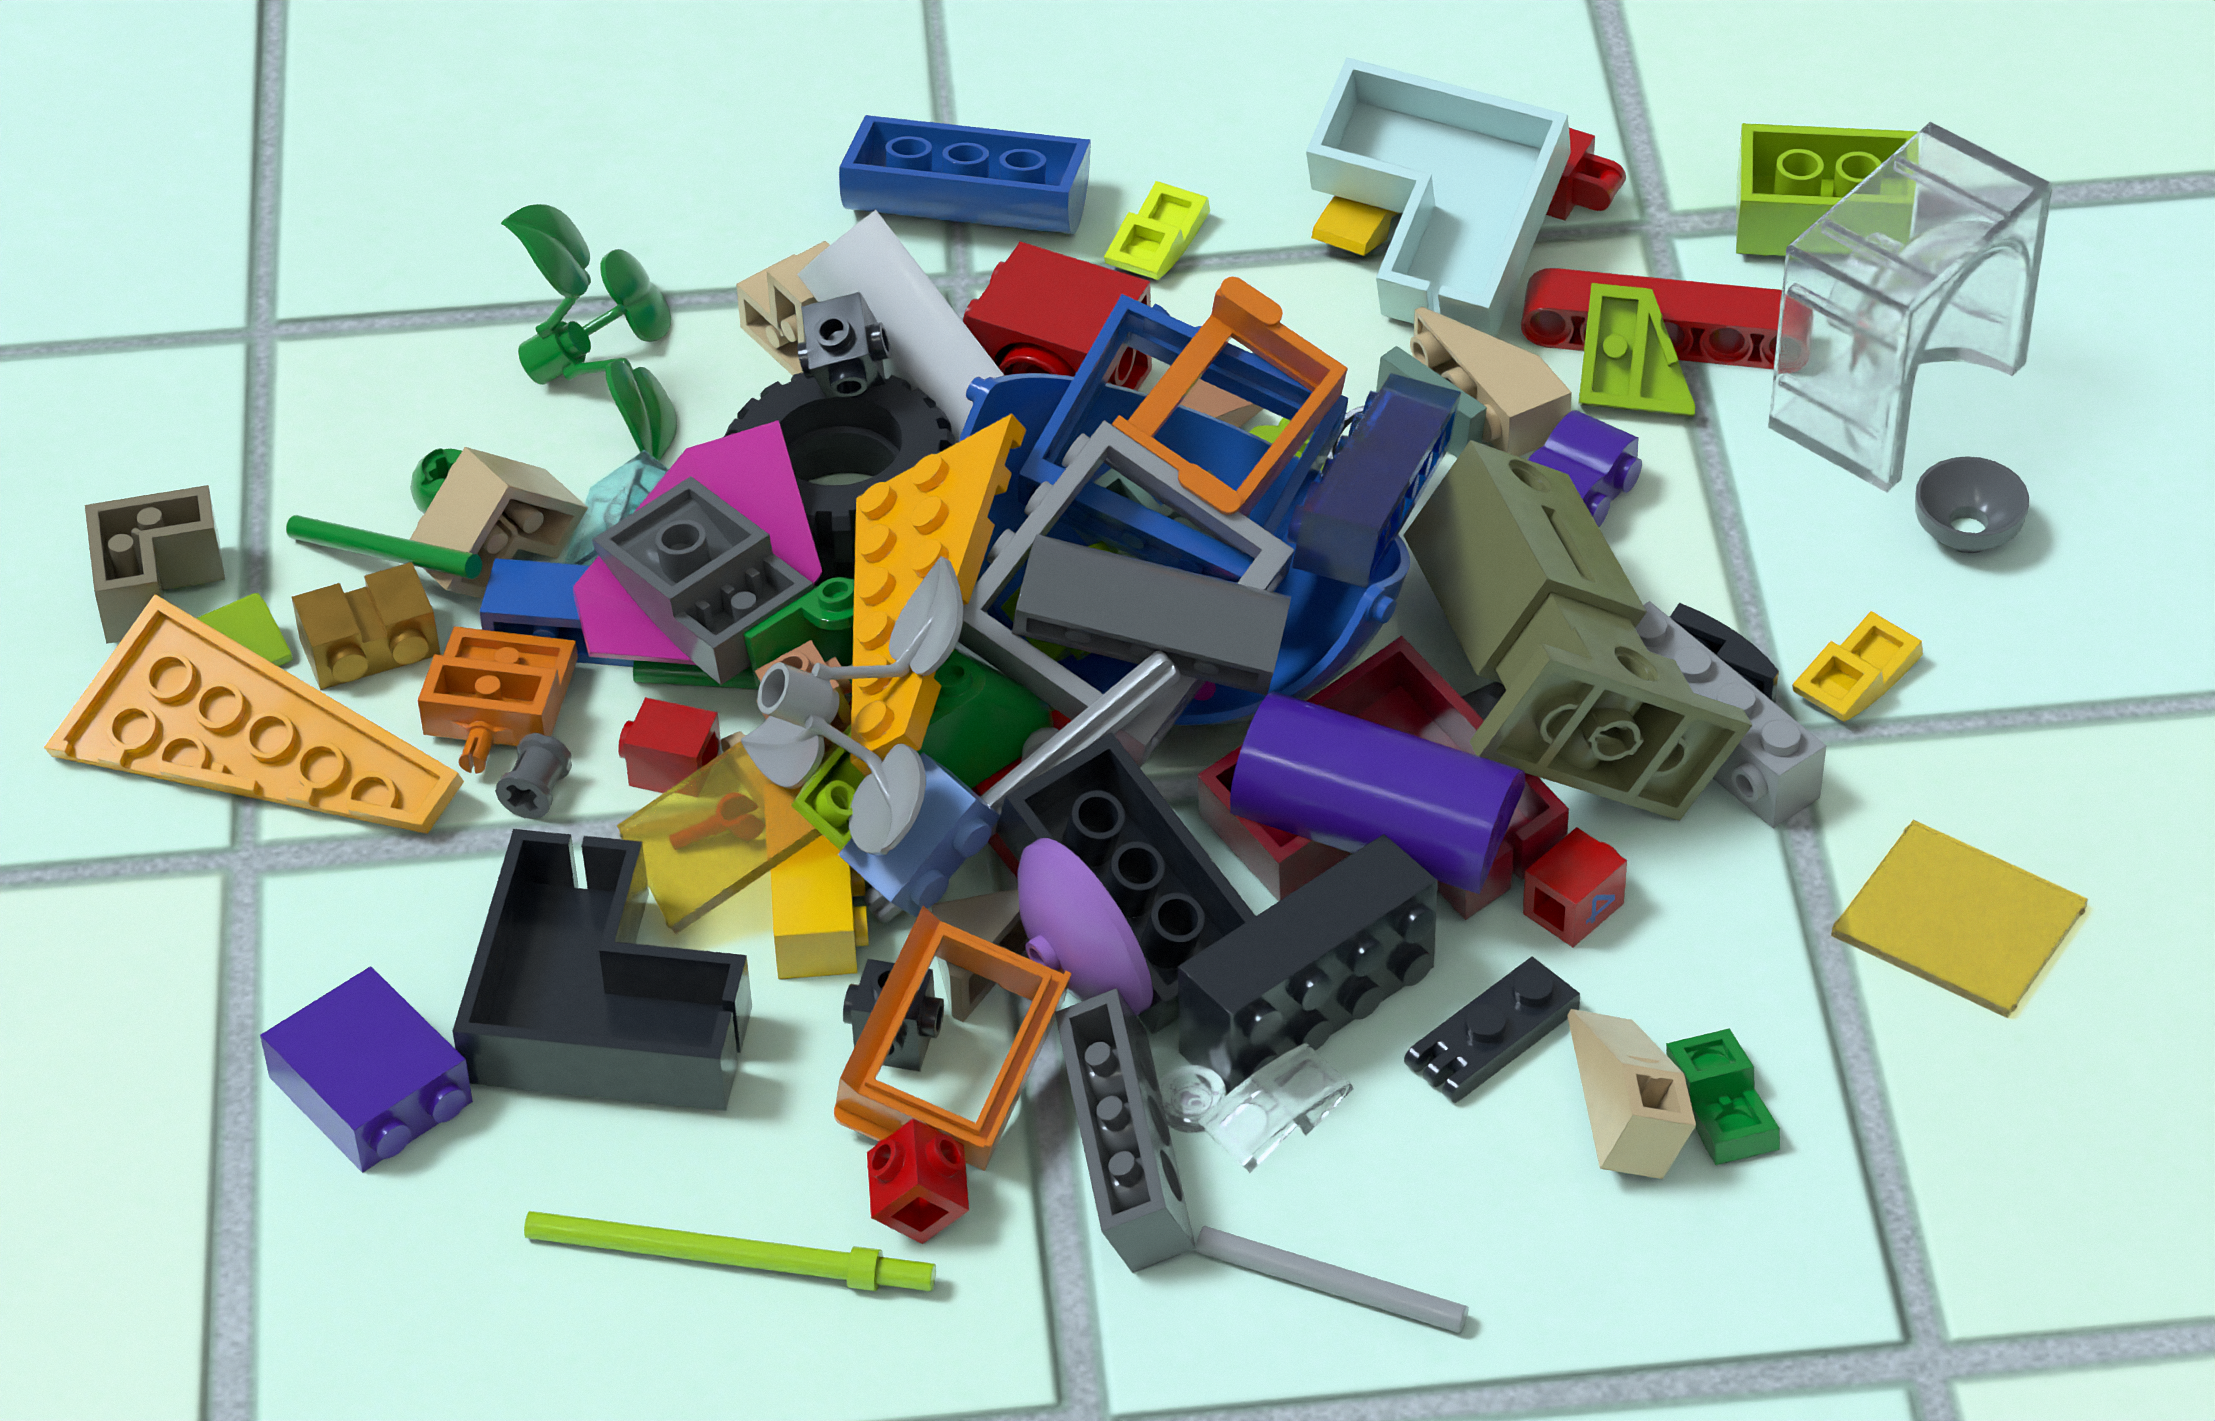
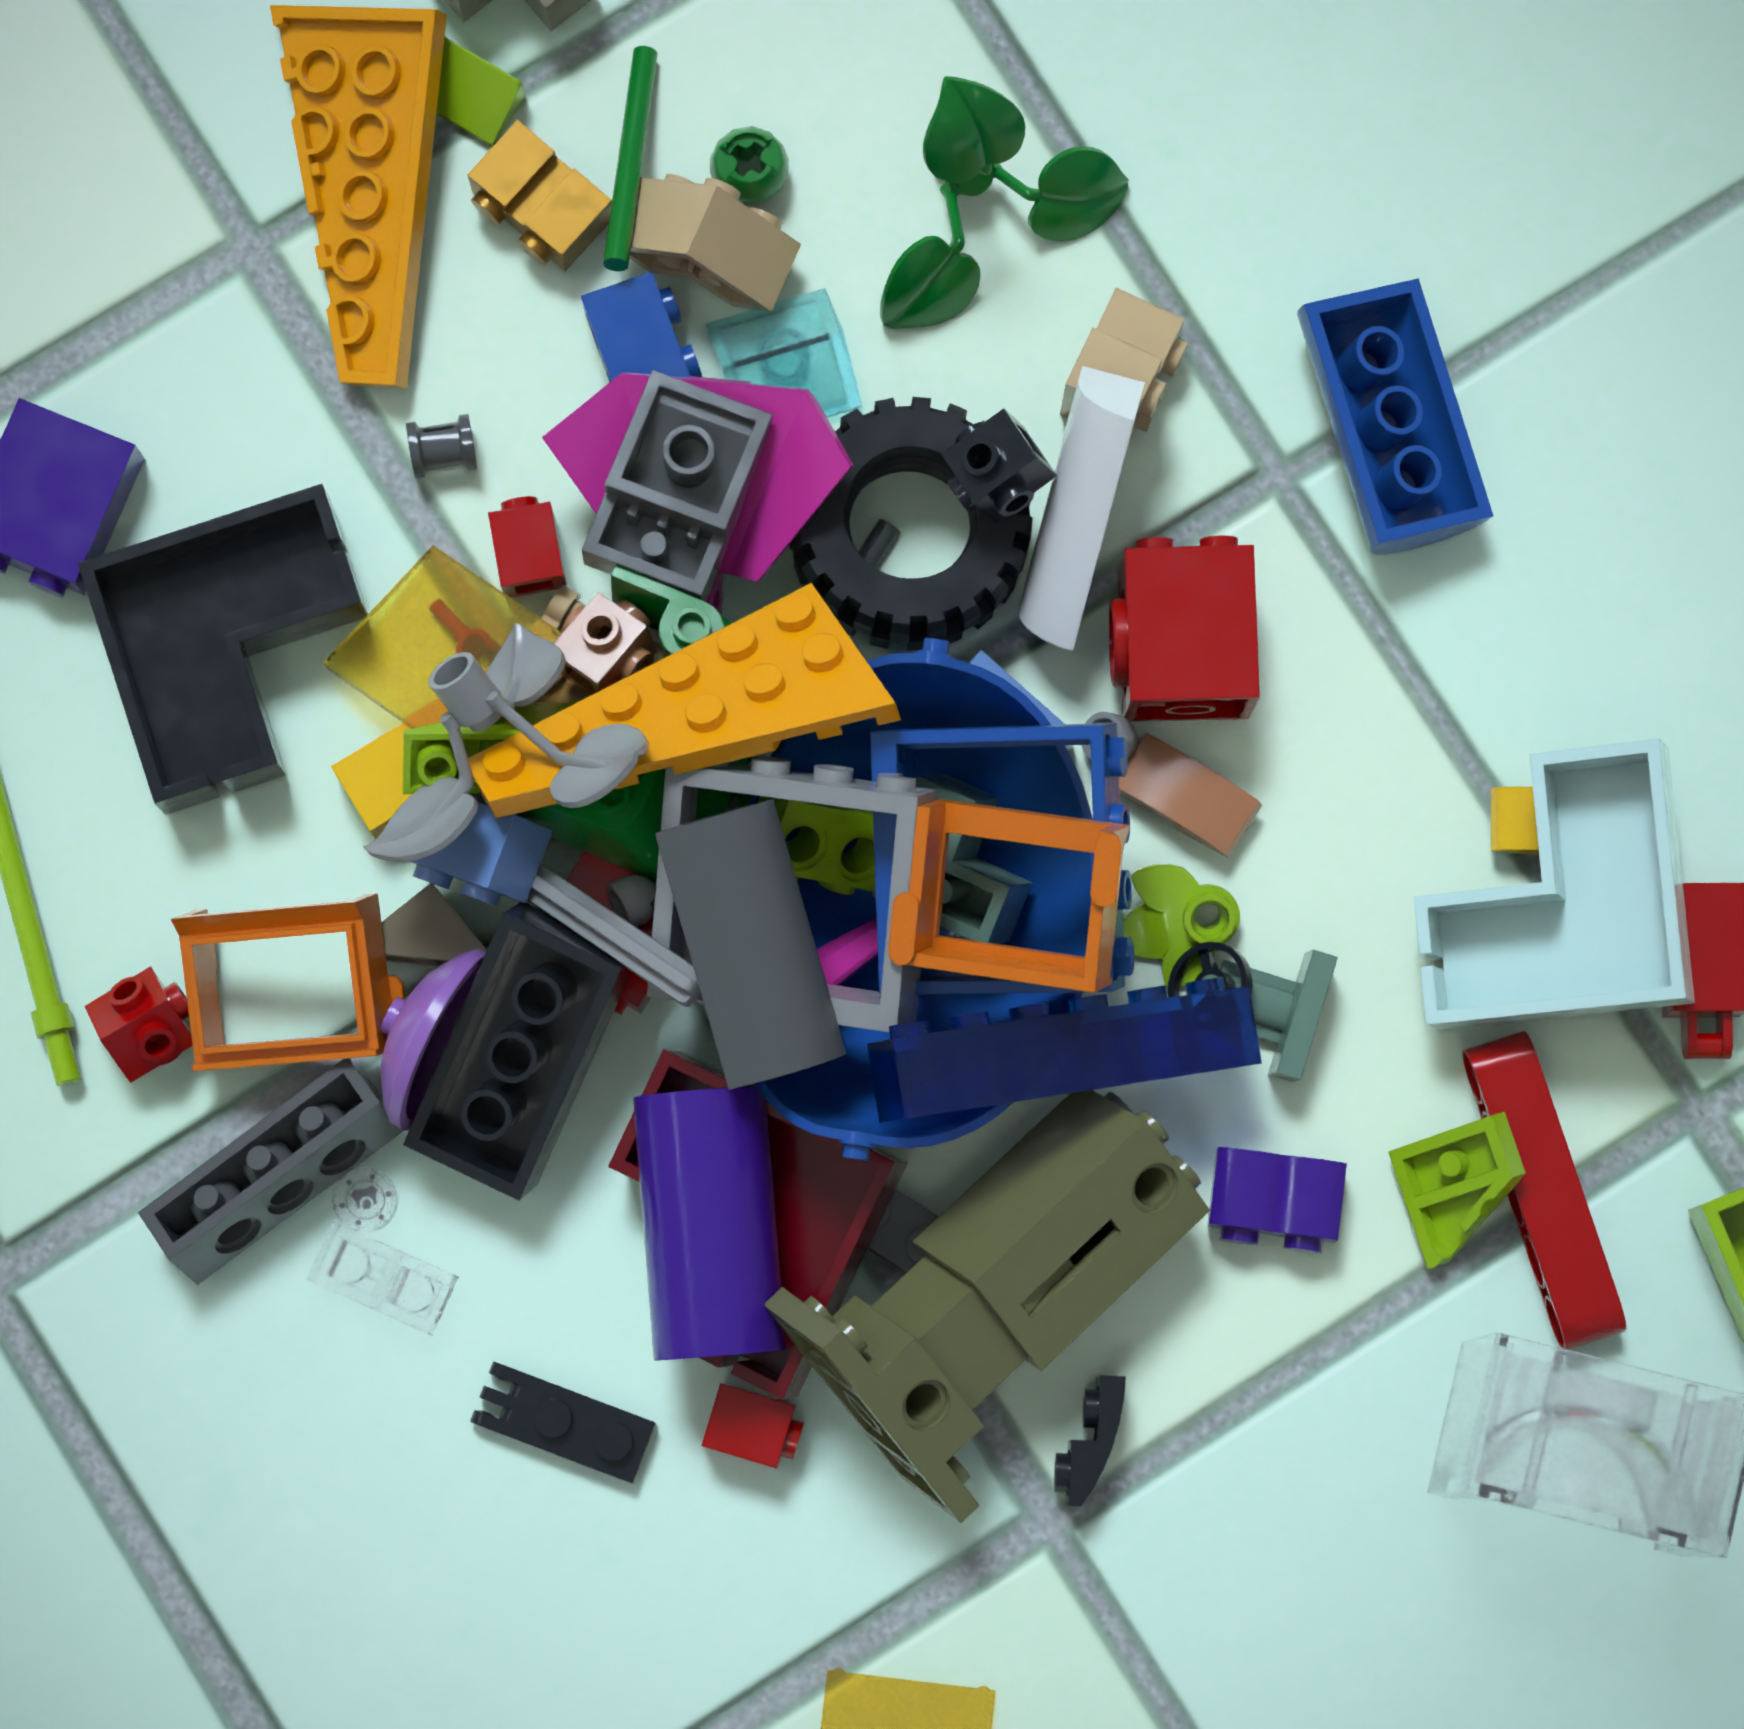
camera: 60 degrees right, 35 degrees up
(495, 689) = (523, 354): orange plate -> none
(919, 1026) = (307, 879): black brick -> none
(1160, 231) = (1428, 634): neon yellow slope -> none
(1309, 963) = (513, 1242): black brick -> none
(1332, 1279) = (227, 1410): light grey bar -> none
(1515, 385) = (1362, 1073): tan slope -> none
(1631, 1095) = (535, 1573): tan slope -> none
(1724, 1097) = (580, 1655): green slope -> none
(1778, 760) = (1014, 1465): light grey brick -> none
(1860, 669) = (1160, 1564): yellow slope -> none
(1972, 490) = (1451, 1595): dark grey piece -> none

